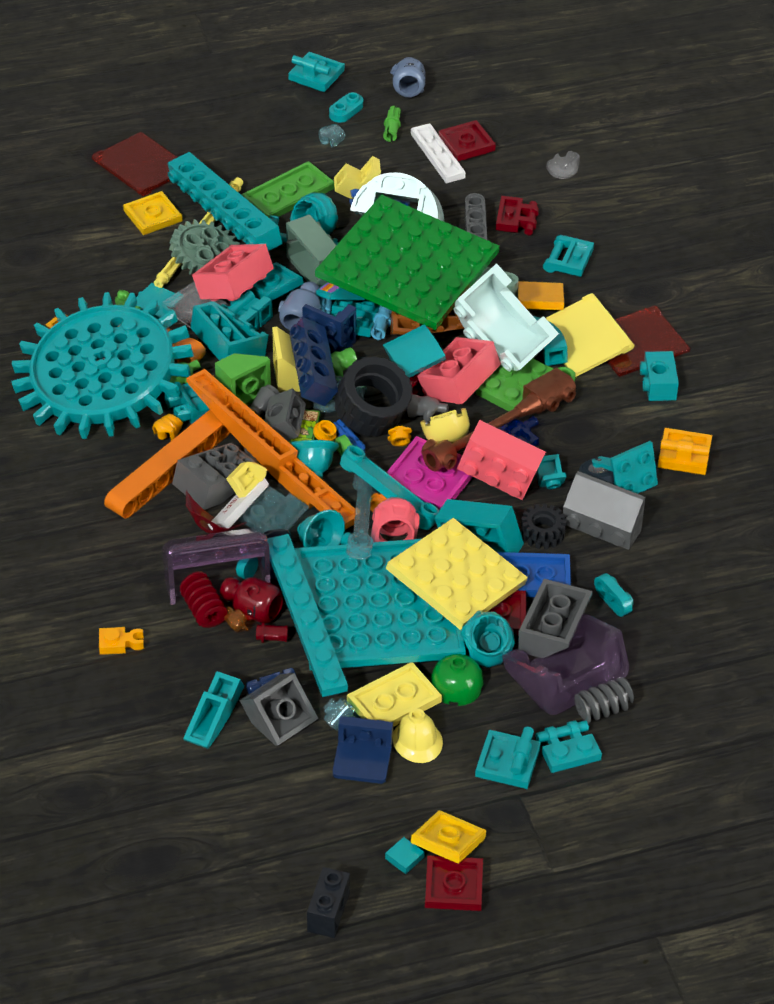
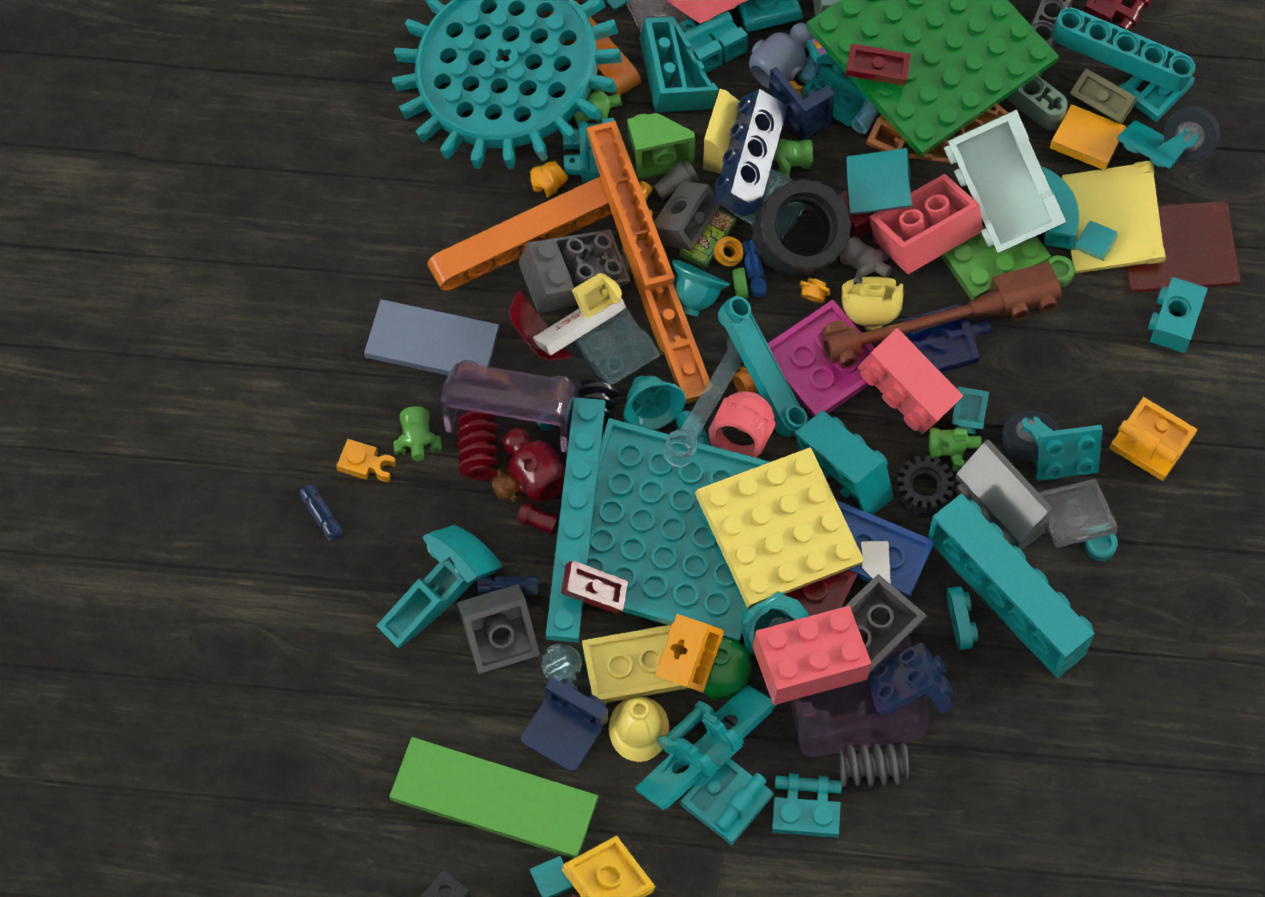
camera: 25 degrees right, 20 degrees up
(101, 681) = (320, 512): none -> dark blue axle
(125, 550) = (428, 338): none -> sand blue tile
(150, 607) = (416, 433): none -> bright green piece
(226, 665) = (470, 556): none -> teal slope
(332, 818) = (494, 798): none -> bright green tile
(344, 645) = (594, 587): none -> plate
(380, 276) = (878, 64): none -> dark red plate
(435, 666) = (689, 653): none -> light orange brick
(485, 717) = (722, 740): none -> teal piece
(527, 633) = (811, 655): none -> coral brick
(534, 575) = (876, 559): none -> white sticker
(538, 269) = (1103, 96): none -> olive plate
(539, 234) = (1108, 49): none -> teal beam
(548, 494) = (952, 443): none -> bright green piece
(580, 349) = (1096, 240): none -> teal tile
(601, 630) = (909, 677): none -> dark blue bracket
(611, 269) = (1187, 136): none -> plate
(639, 560) = (1010, 585): none -> teal brick
(663, 508) = (1078, 513): none -> clear plate
(684, 524) = (1102, 547): none -> teal tile

